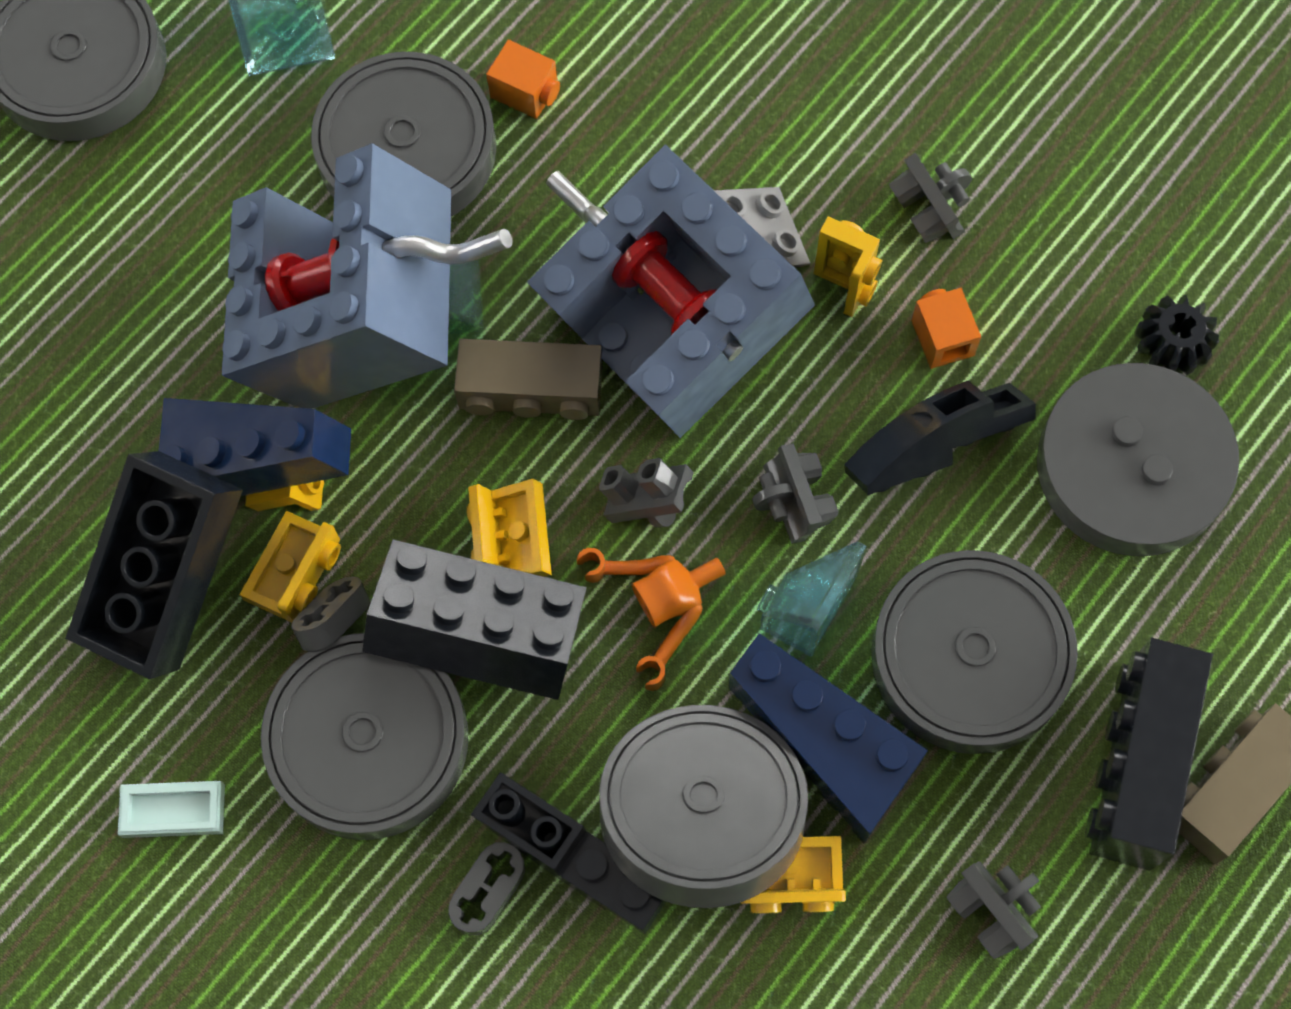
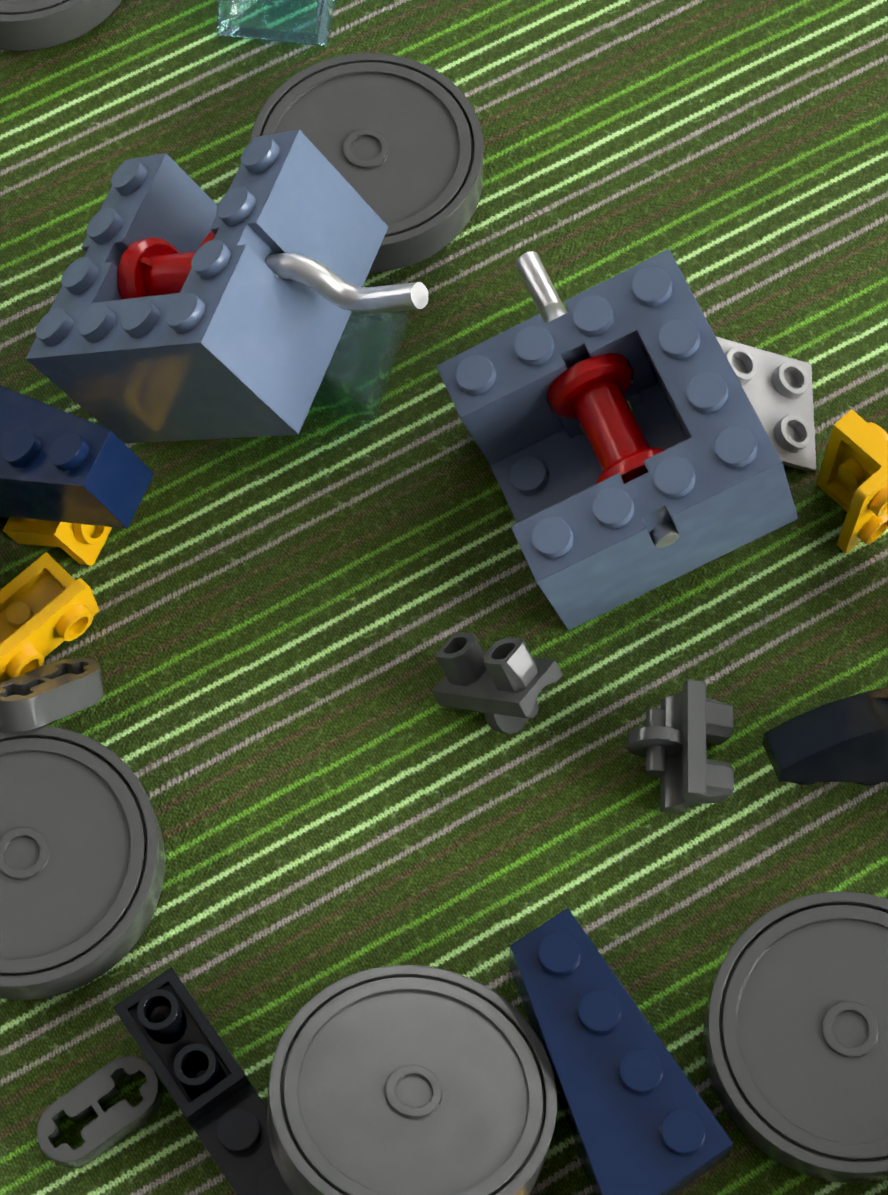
camera: 20 degrees right, 5 degrees down
(473, 619) = (213, 762): brick -> none
(510, 526) = (304, 672): yellow bracket -> none
(523, 79) = (539, 135): orange brick -> none
(529, 378) = (405, 492): dark tan brick -> none
(663, 594) = (469, 817): orange piece -> none
(810, 598) = (656, 888): clear light blue slope -> none

